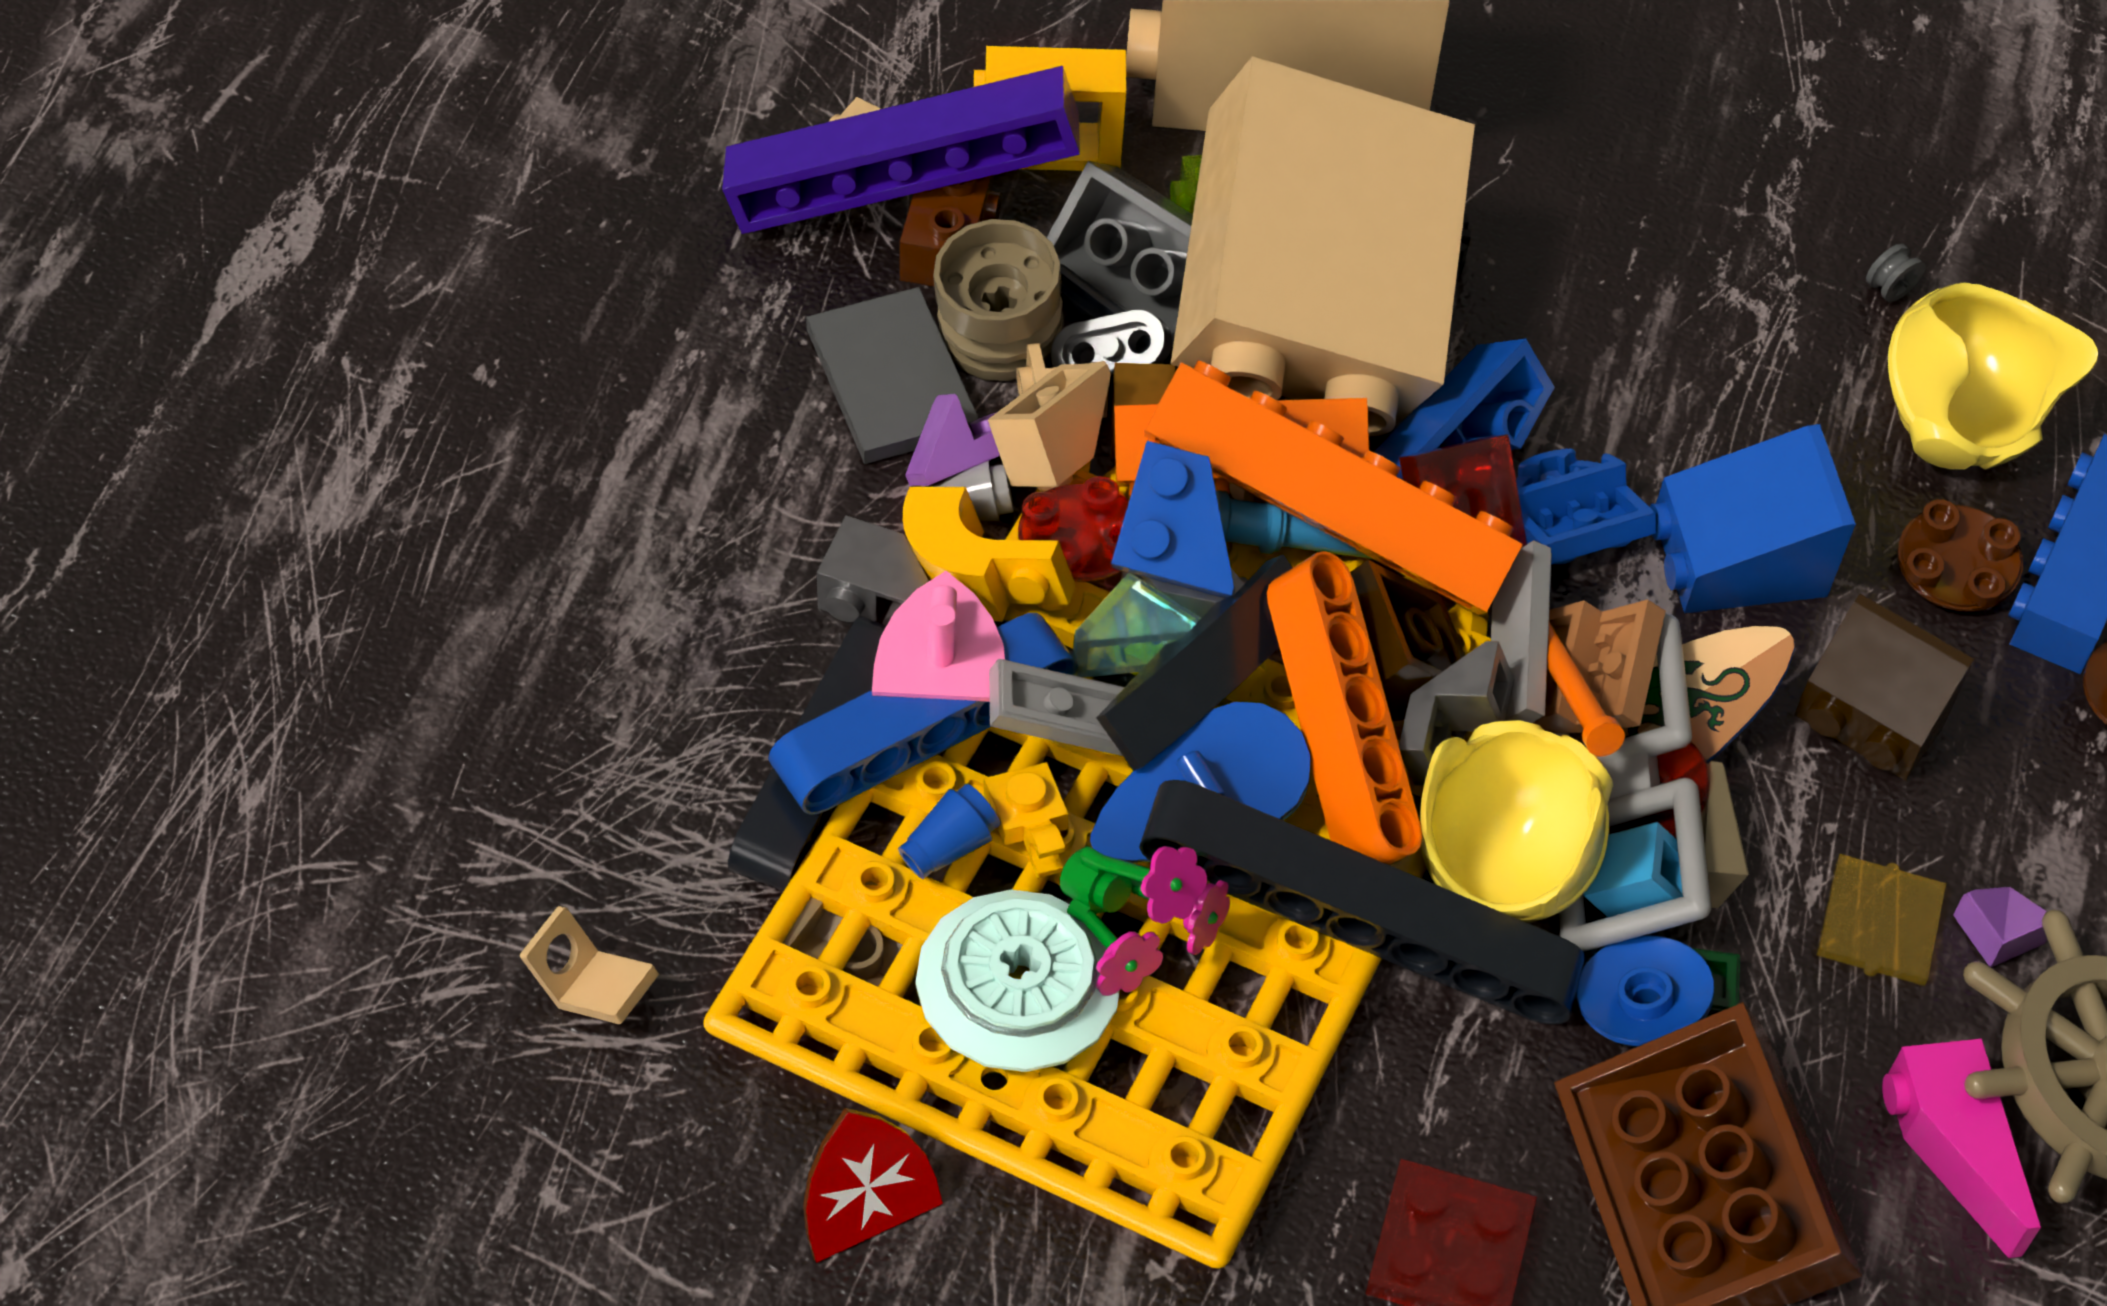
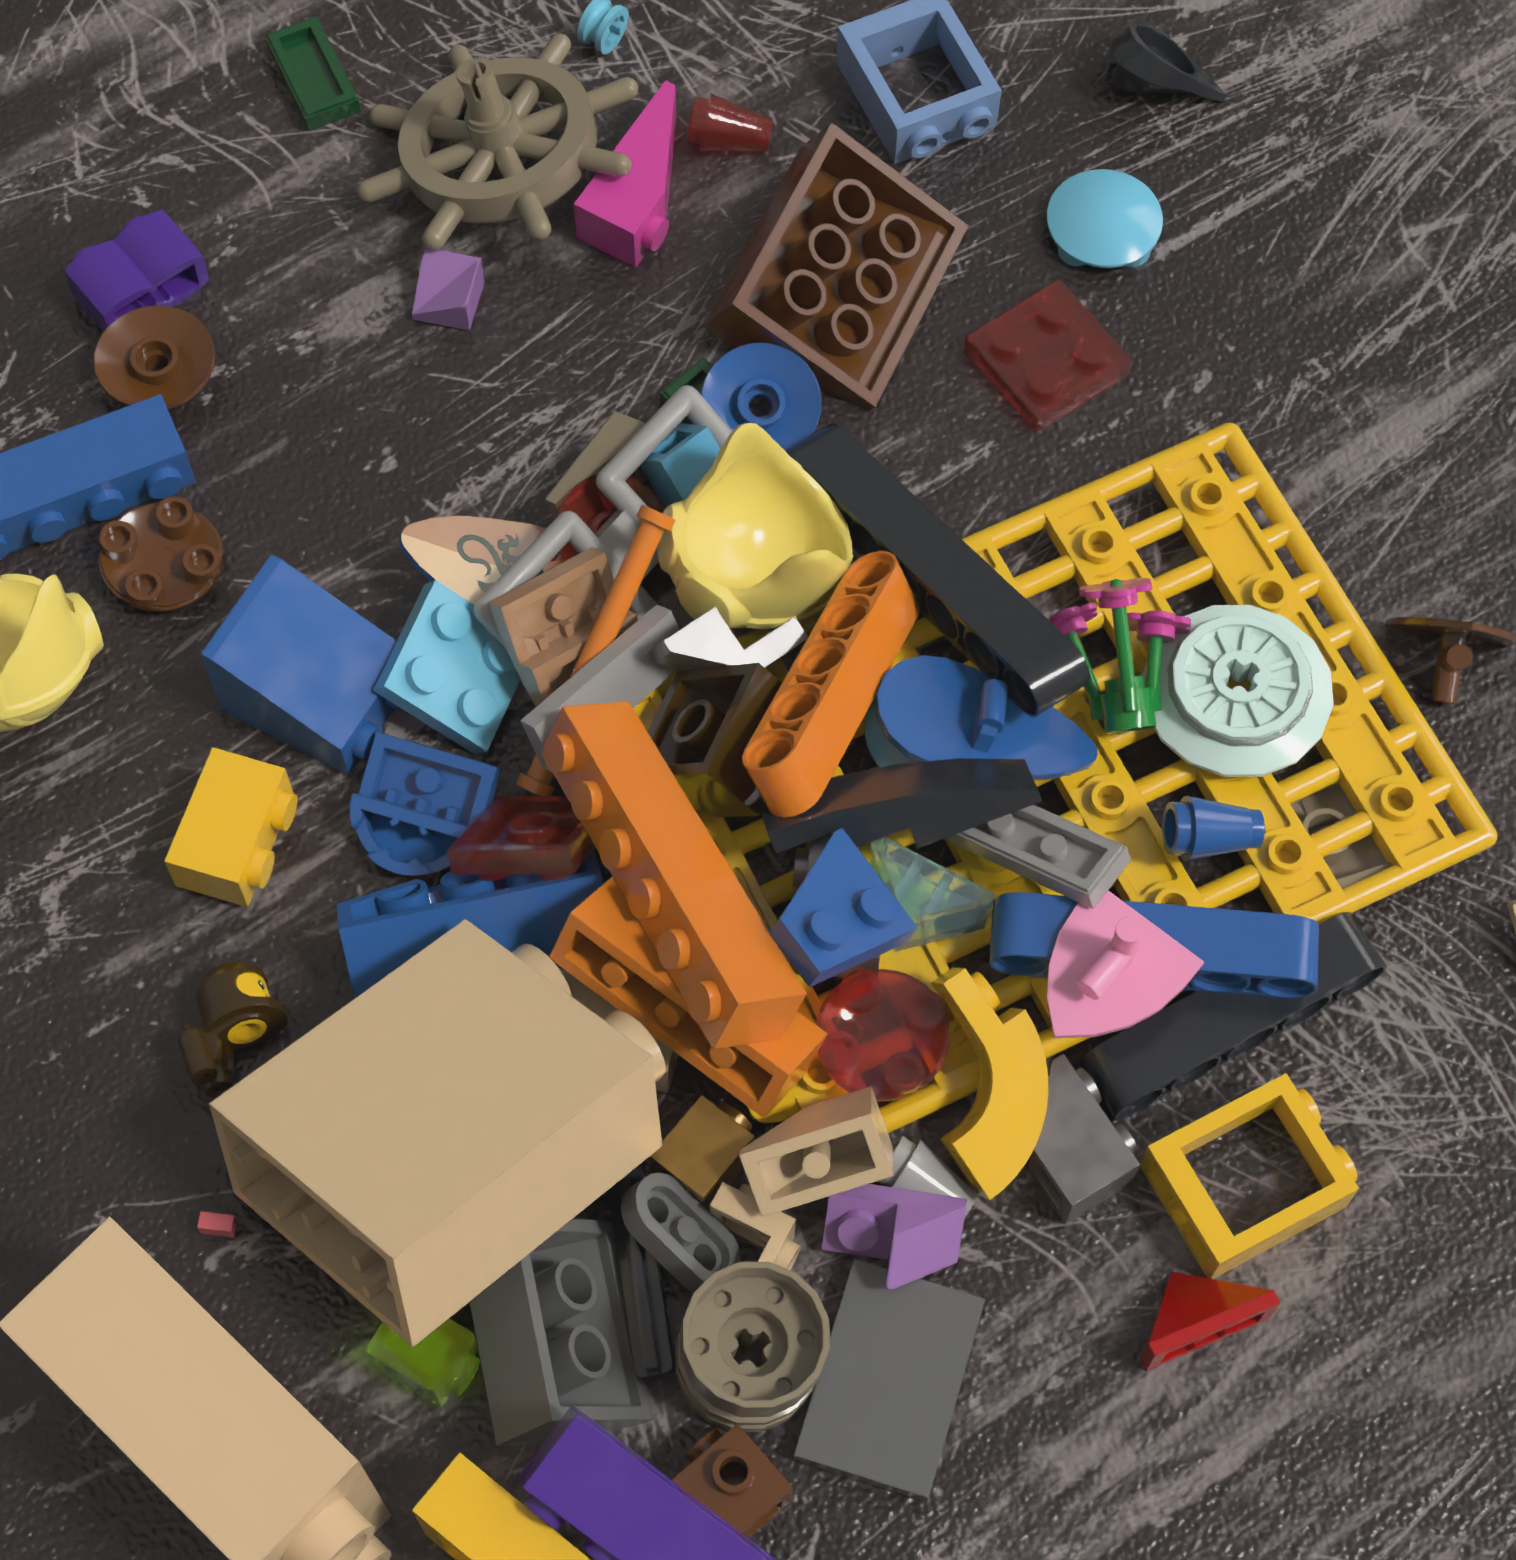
camera: 140 degrees left, 10 degrees up
(695, 535) = (1201, 1312): none -> red slope
(748, 592) = (1194, 1210): none -> yellow window
(1030, 812) = (1127, 810): yellow plate -> none
(1554, 298) = (234, 1016): none -> dark brown piece
(1665, 570) = (450, 670): none -> medium azure plate
(1684, 394) = (231, 827): none -> yellow brick
(1881, 919) = (524, 359): clear yellow piece -> none
(1883, 687) = (365, 473): dark brown slope -> none
(1951, 1258) = (727, 126): none -> clear red cone

